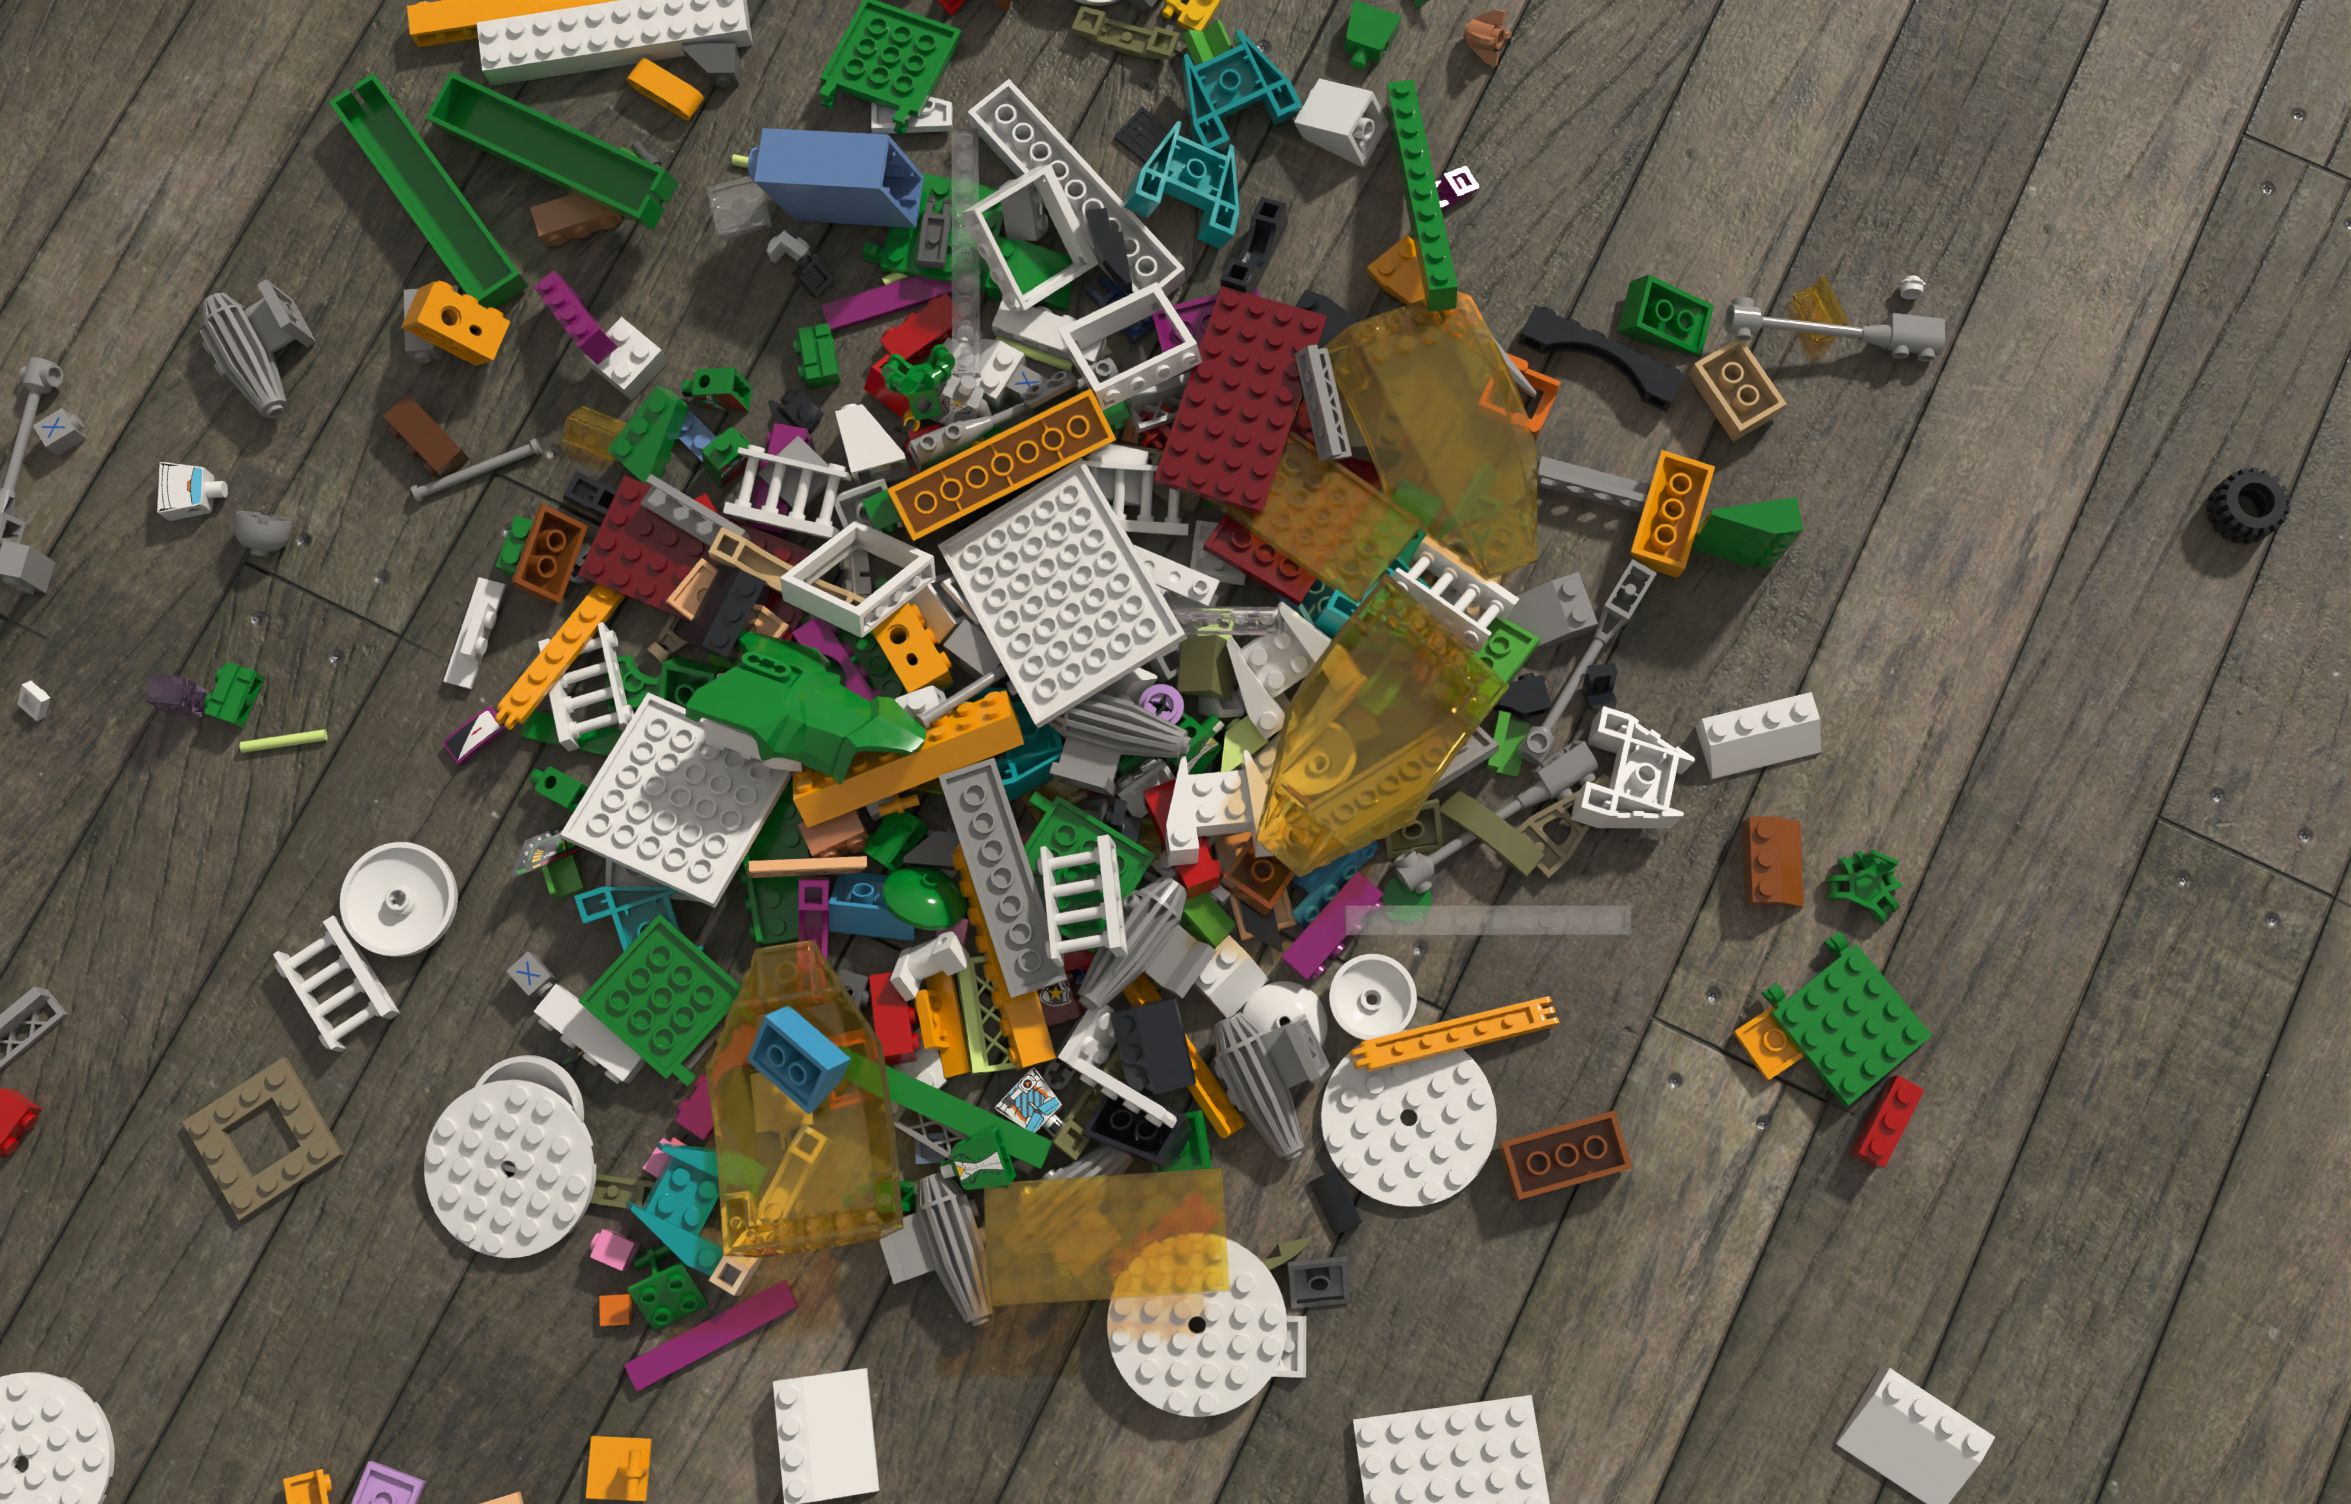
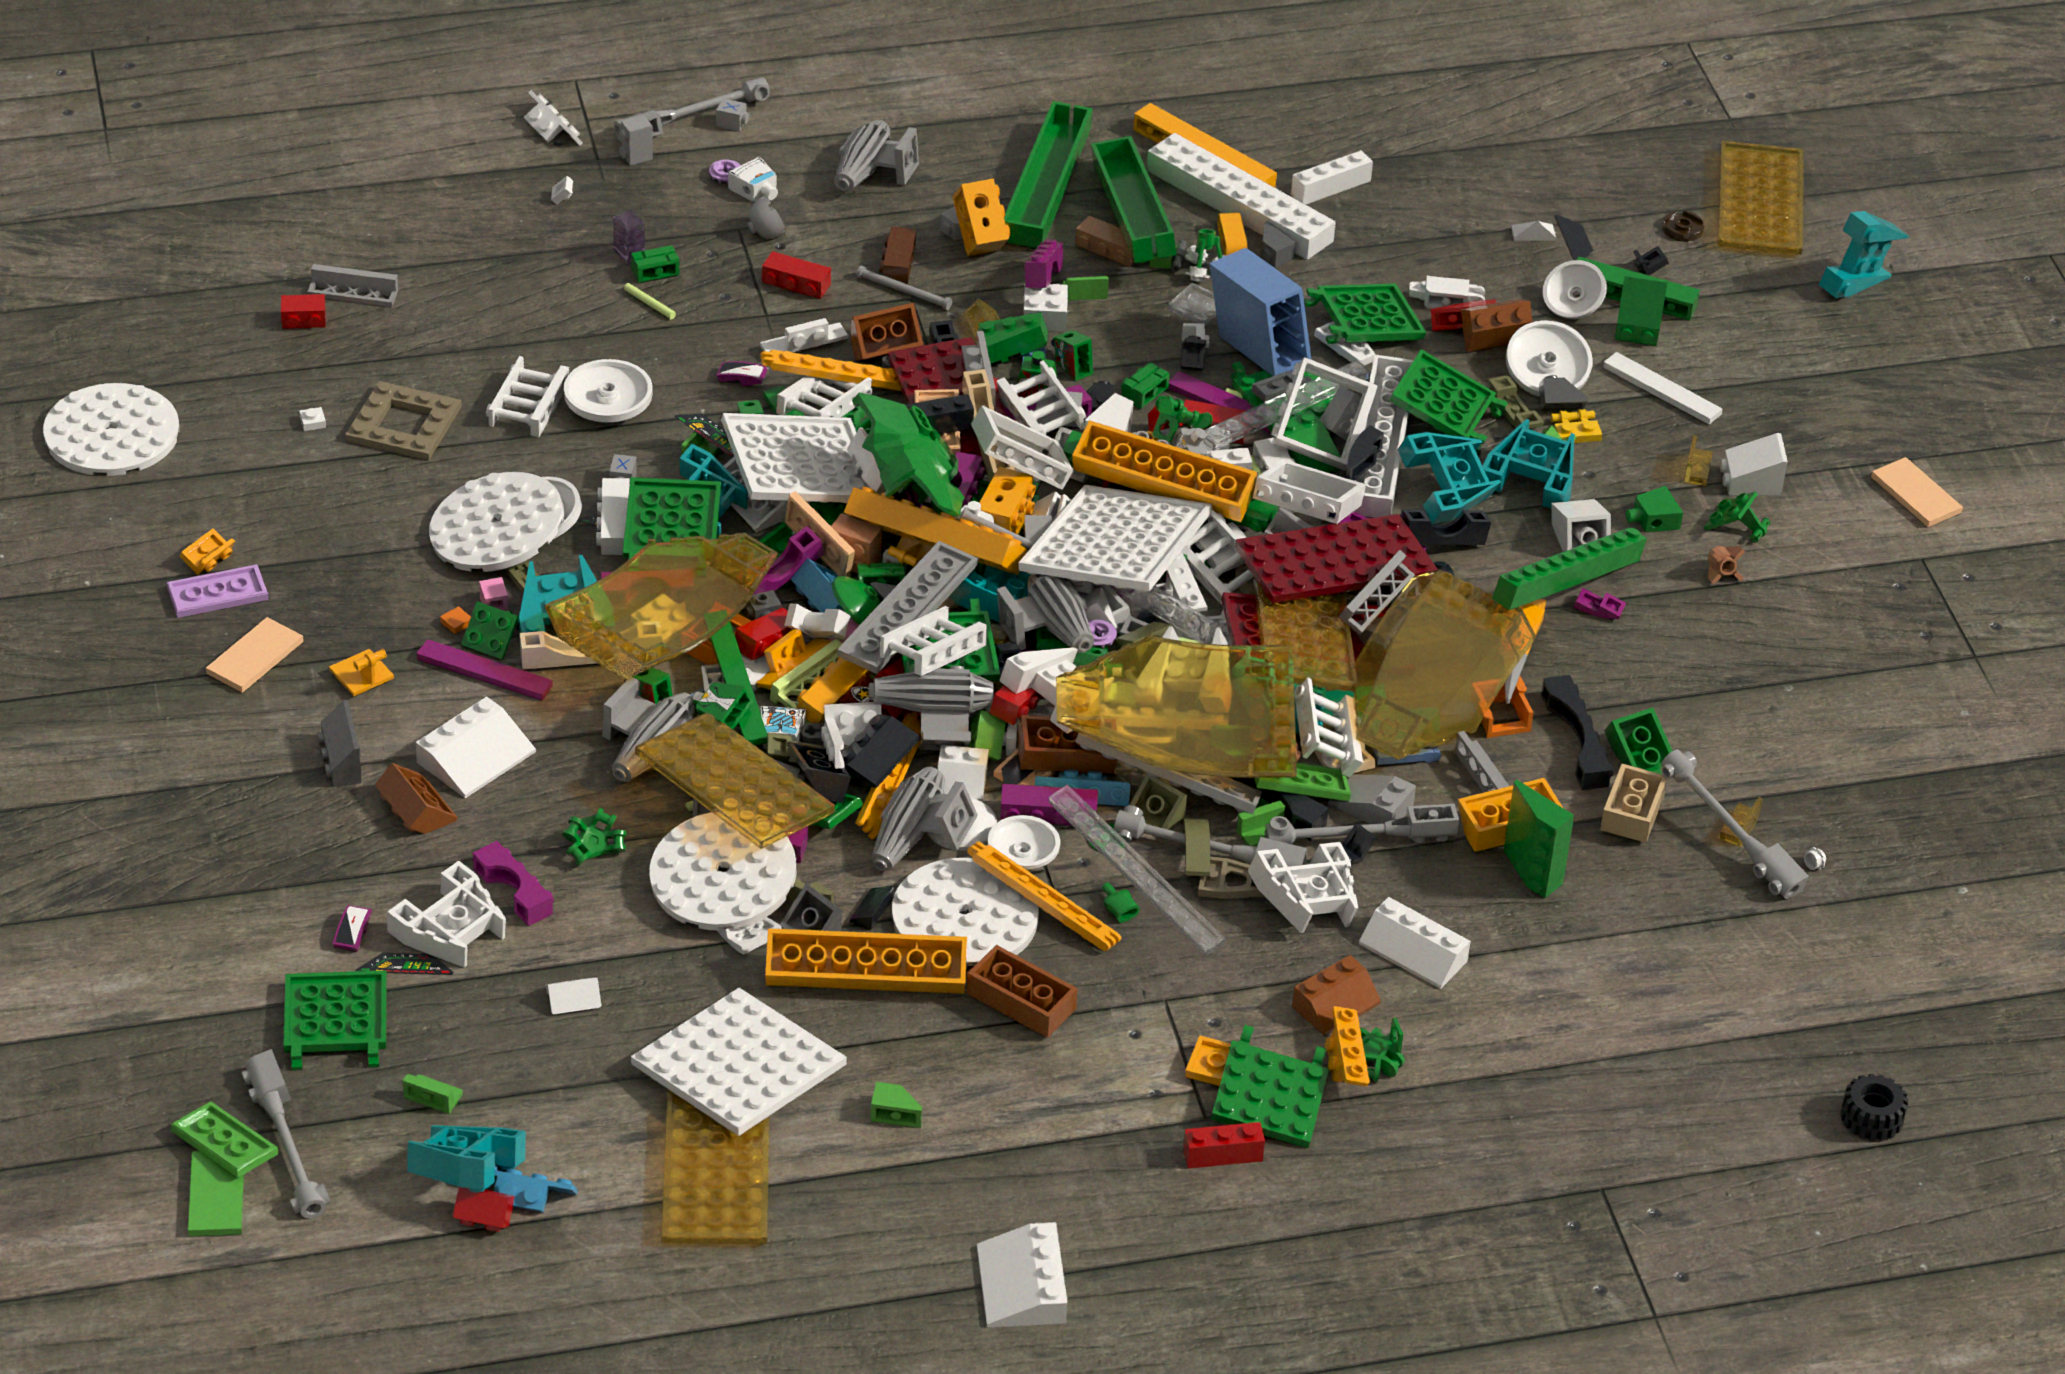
camera: 45 degrees right, 35 degrees down
(132, 512) = (717, 169): none -> lavender gear
(182, 1233) = (312, 419): none -> white plate
(371, 565) = (796, 275): none -> red brick
(625, 293) = (1087, 288): none -> bright green panel
(668, 143) = (1197, 253): none -> plant
(797, 1058) = (698, 580): dark azure slope -> none
(1043, 1412) = (592, 840): none -> green piece
(1080, 98) = (1445, 397): none -> green plate
(1423, 1280) = (866, 961): none -> light orange brick
(1506, 963) = (1120, 903): none -> green piece
(1615, 1391) = (895, 1106): none -> bright green slope
(1855, 914) = (1346, 1049): none -> light orange bracket

